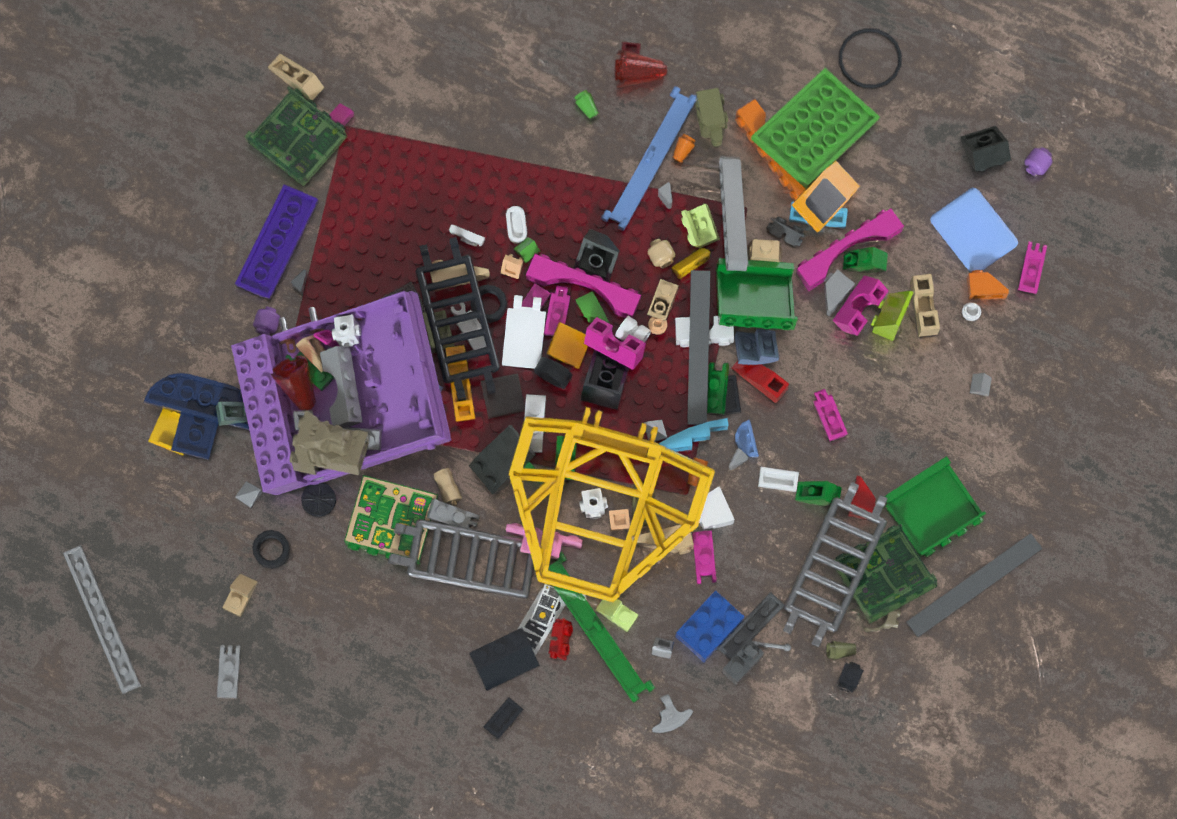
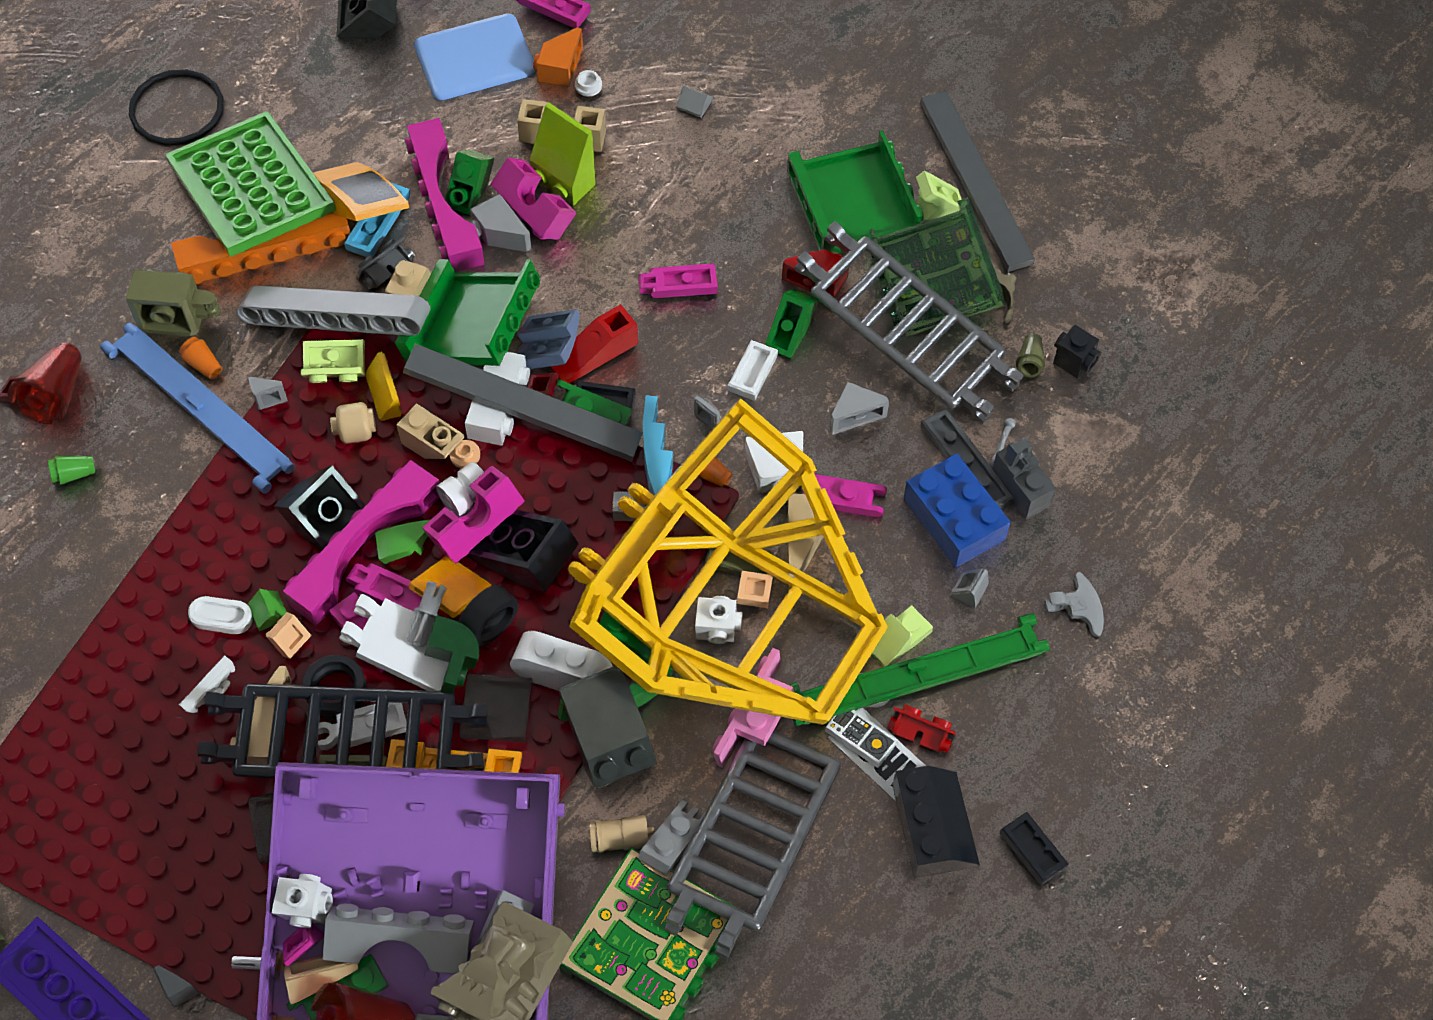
camera: 75 degrees left, 15 degrees down
(528, 360) = (453, 644): none -> dark green brick
(541, 338) = (426, 614): none -> light grey axle
(721, 354) = (543, 382): none -> dark red slope
(745, 439) = (679, 395): medium blue tile -> none
(765, 547) = (857, 407): none -> light grey slope
(947, 563) = (936, 196): none -> yellowish green slope

